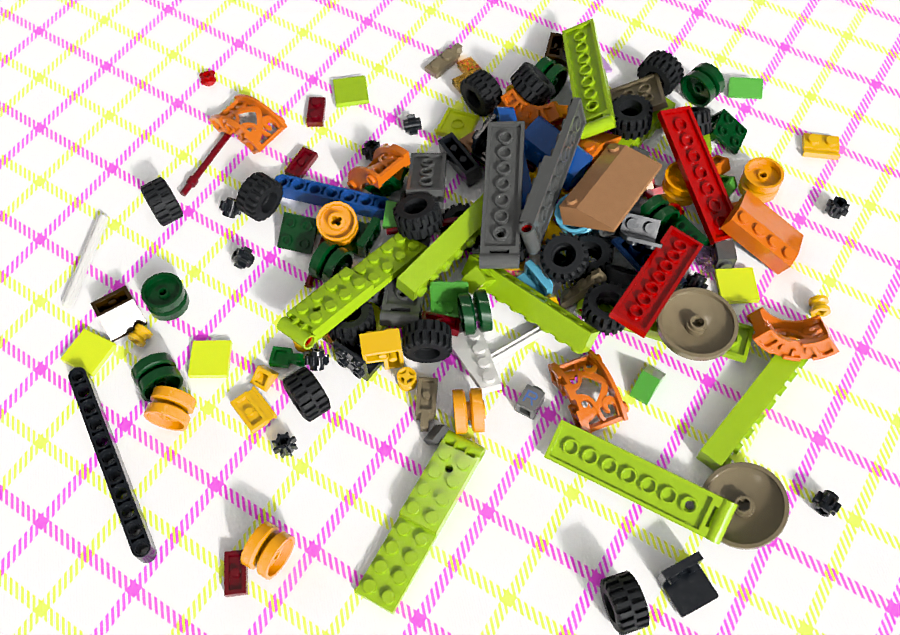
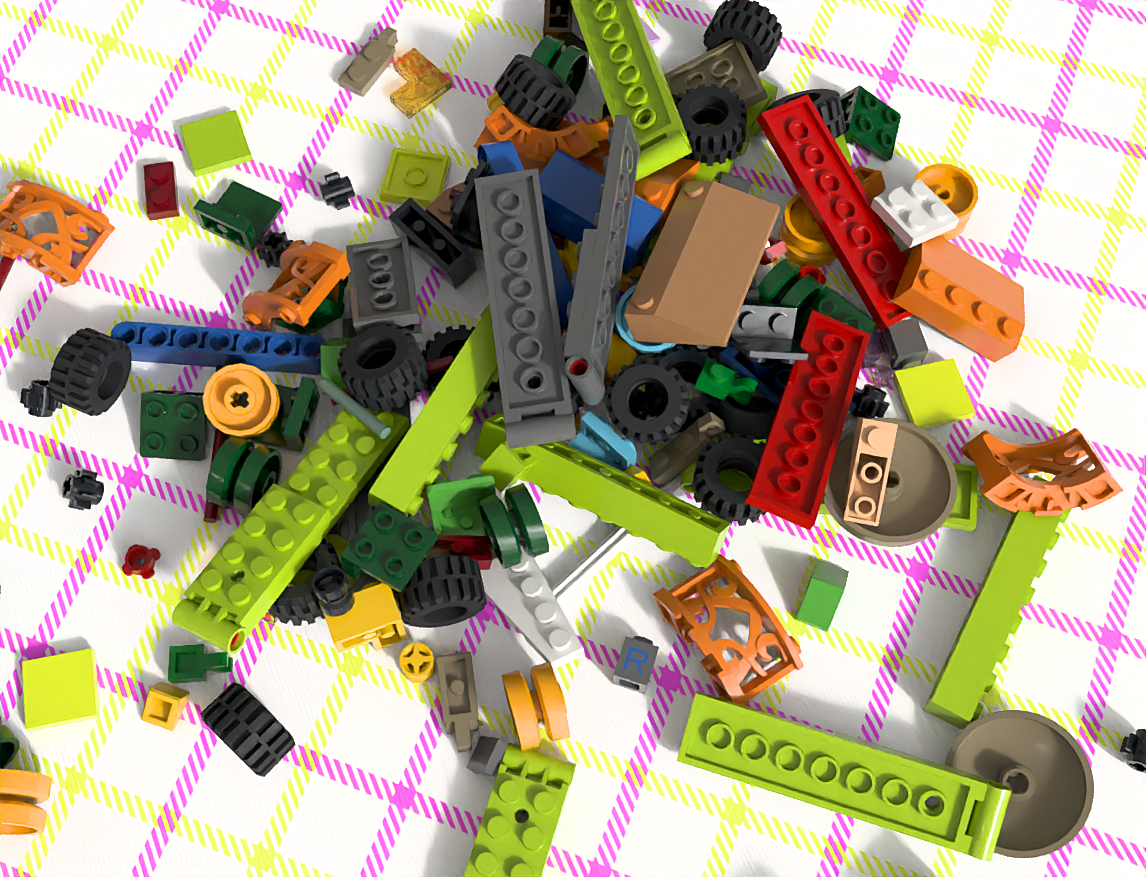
camera: 15 degrees left, 5 degrees up
(253, 410) = (157, 771): yellow plate -> none
(266, 295) = (136, 553): none -> red plate
(287, 450) = (217, 830): black gear -> none
(301, 163) = (153, 293): dark red plate -> none
(316, 359) = (253, 658): black gear -> none
(352, 359) = (316, 644): black bracket -> none
(355, 130) = (239, 215): none -> dark green bracket
(367, 326) = (333, 591): none -> black wheel
(401, 309) = (388, 547): none -> dark green bracket
(408, 246) = (354, 408): none -> sand green bar
(481, 92) = (447, 116): black tyre -> none
(609, 255) = (721, 381): none -> green plate
(686, 313) = (869, 470): none -> light nougat slope
(702, 84) = (815, 46): dark green wheel -> none
(742, 180) = (914, 213): none -> white plate
(745, 88) = (883, 40): bright green slope -> none
(819, 305) = (1071, 408): yellow wheel -> none
(820, 146) = (1022, 125): yellow plate -> none
(837, 207) = (1068, 230): black gear -> none

